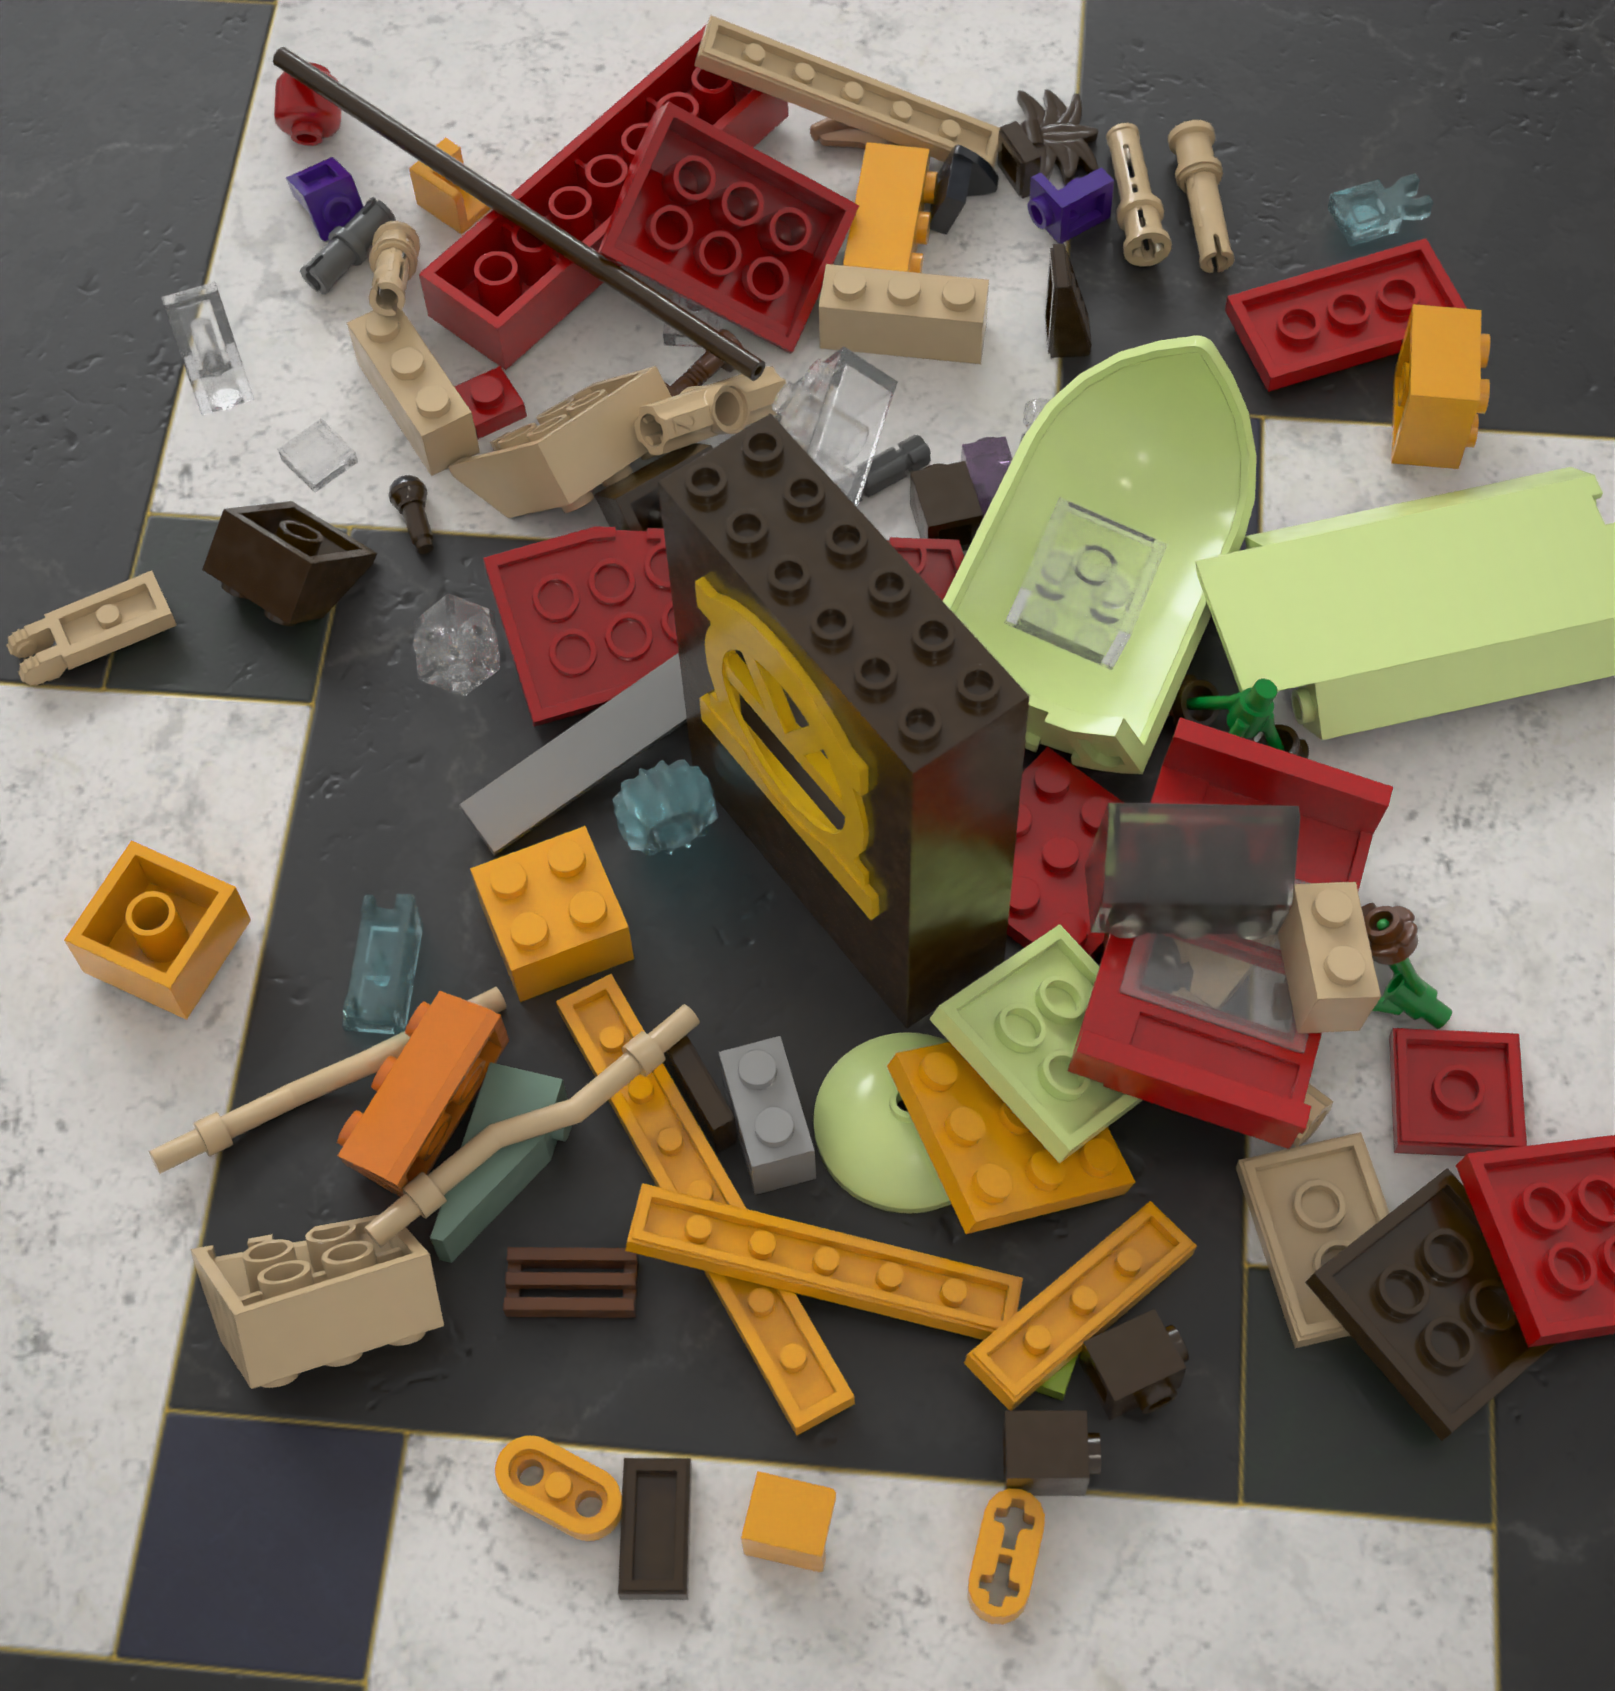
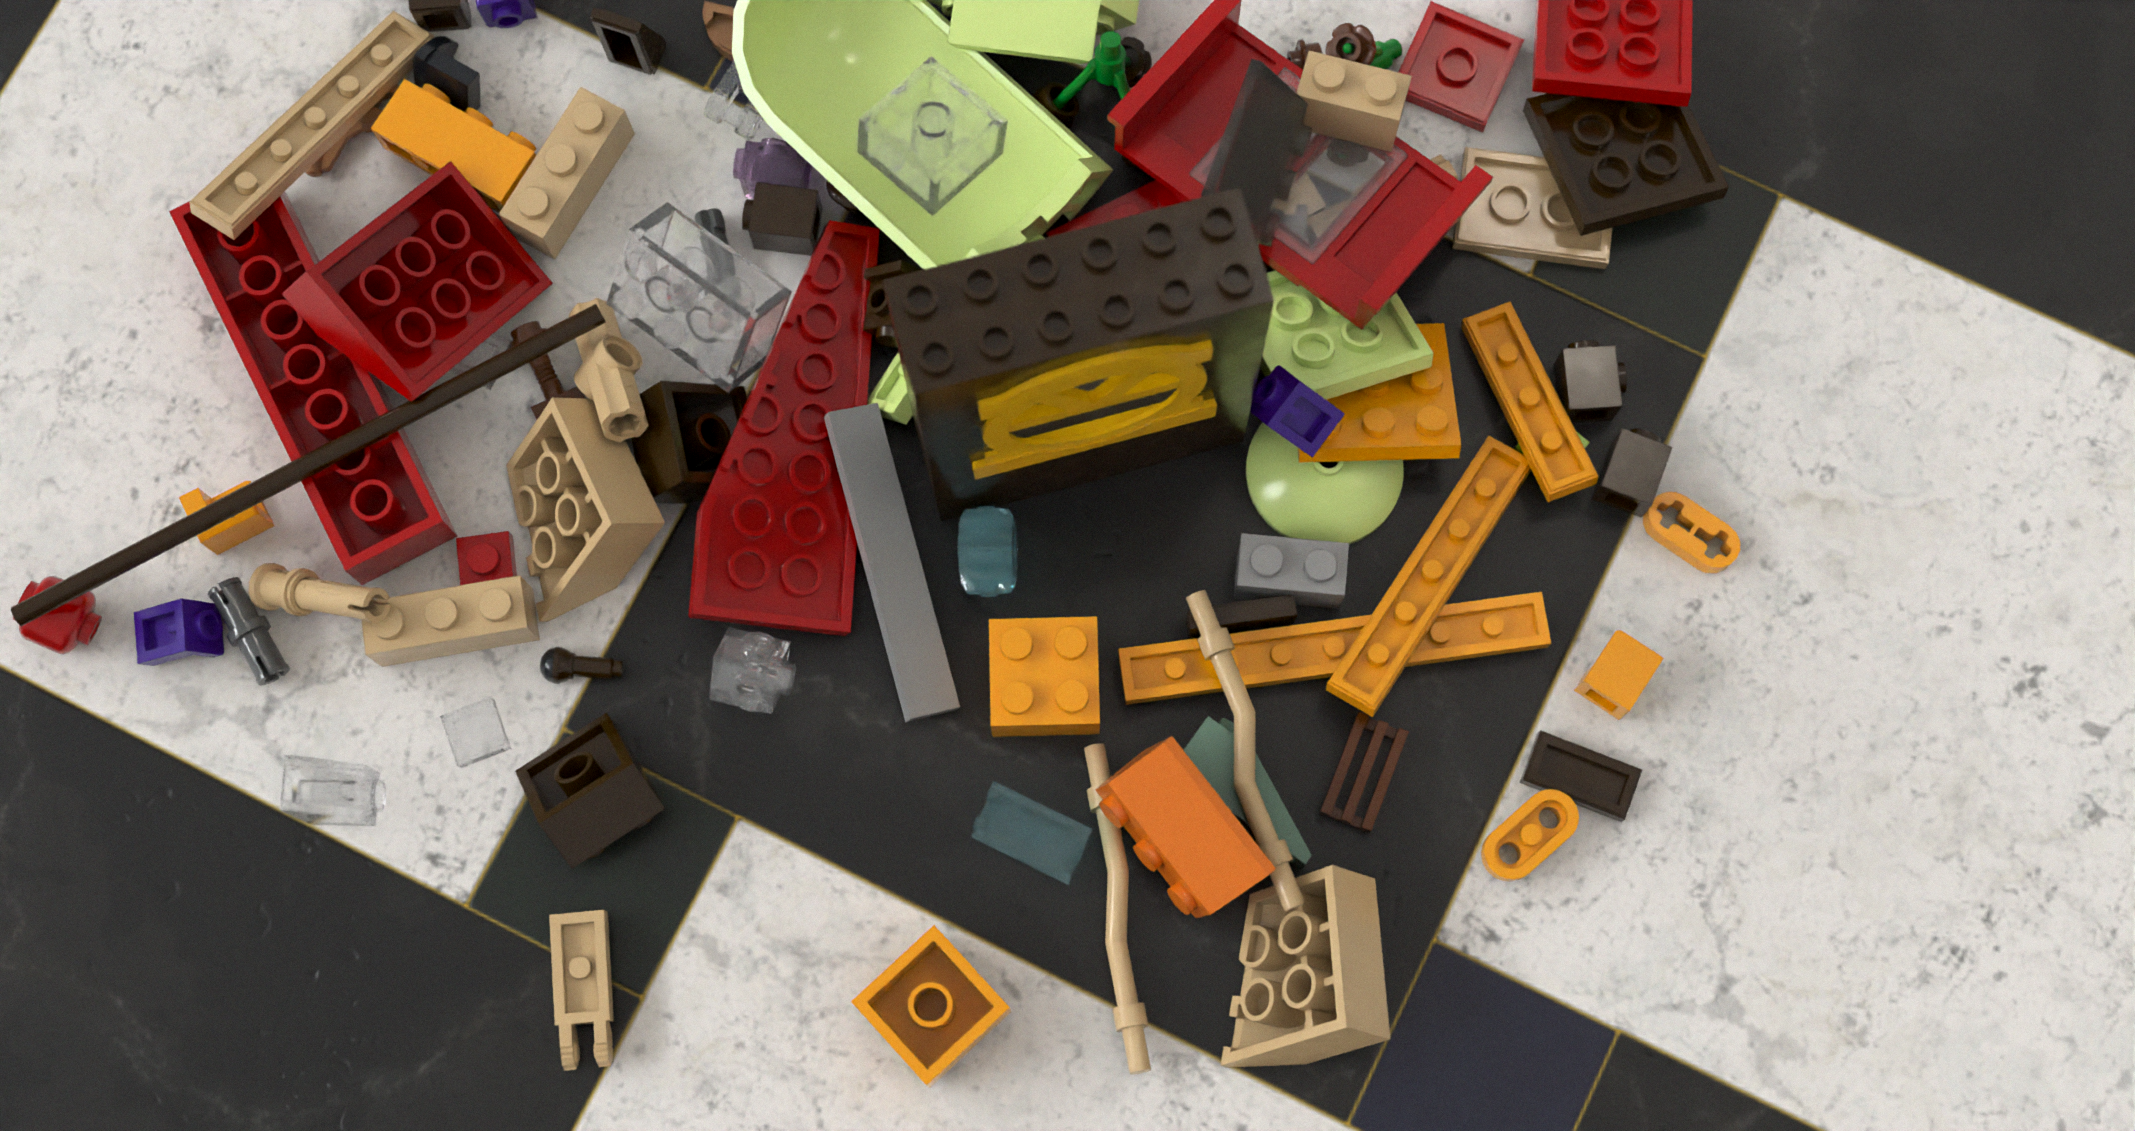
camera: 70 degrees left, 15 degrees up
(926, 1018) = (1294, 410): none -> dark purple bracket

